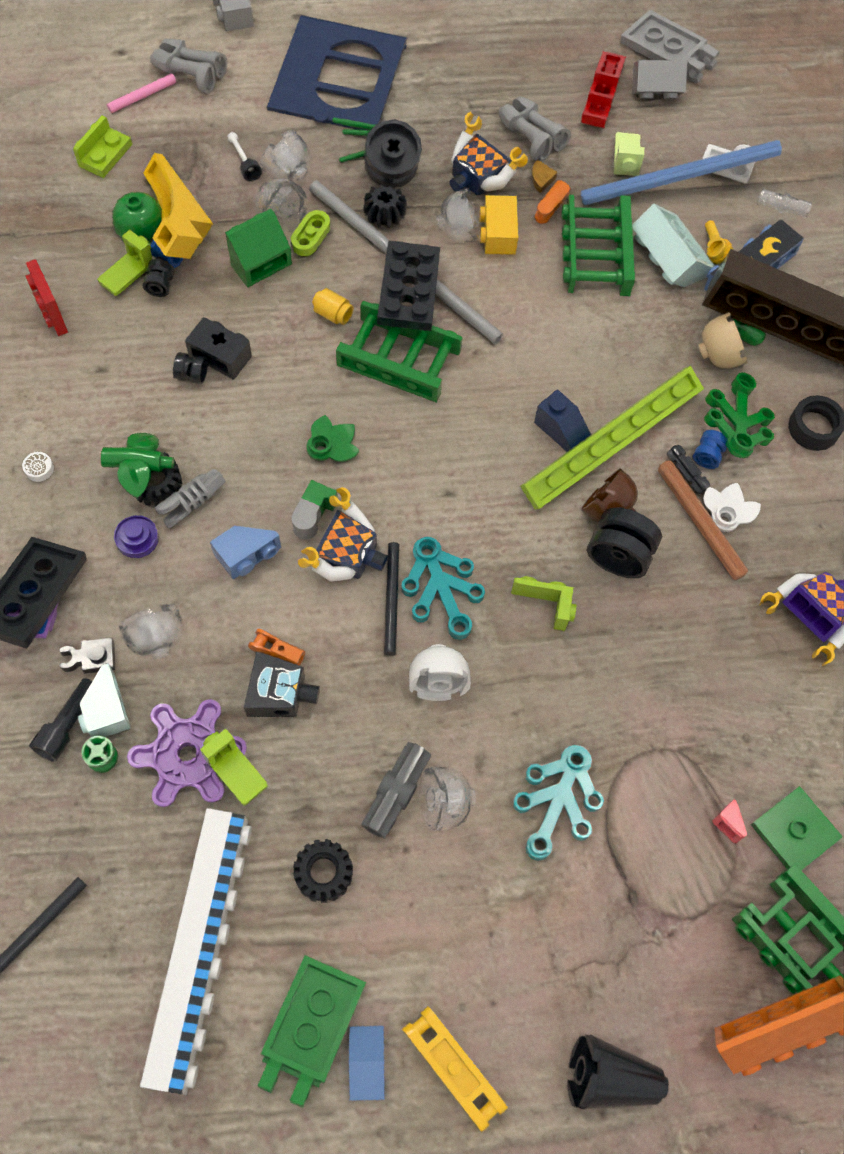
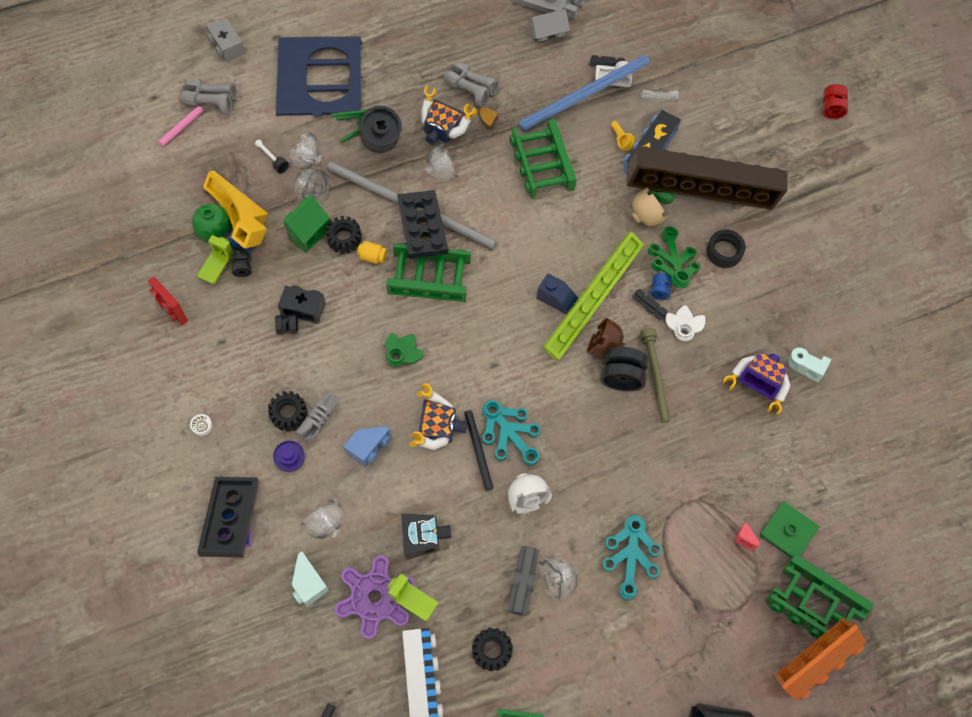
camera: 15 degrees left, 0 degrees up
(54, 736) = (280, 613): black piece -> none
(90, 656) = (287, 548): plate -> none
(95, 748) = (311, 613): green wheel -> none
(101, 148) = (166, 176): lime bracket -> none
(136, 461) = (273, 403): green plant -> none
(279, 649) = (415, 507): orange bar -> none
(299, 263) = (341, 225): none -> black tyre
(308, 238) = (339, 203): lime plate -> none
(311, 508) = (403, 402): leg -> none
(385, 205) = (385, 168): black gear -> none
(500, 224) = (470, 161): yellow brick -> none
(551, 591) = (587, 414): lime bracket -> none
(552, 201) = (501, 134): orange bar -> none
(603, 89) = (511, 41): red slope -> none
(628, 154) = (543, 87): yellowish green bracket -> none
(672, 246) = (593, 147): light aqua slope -> none
(673, 511) = (649, 337): none -> olive piece
(702, 520) = (669, 337): nougat axle -> none
(720, 141) = (604, 60): none -> black axle

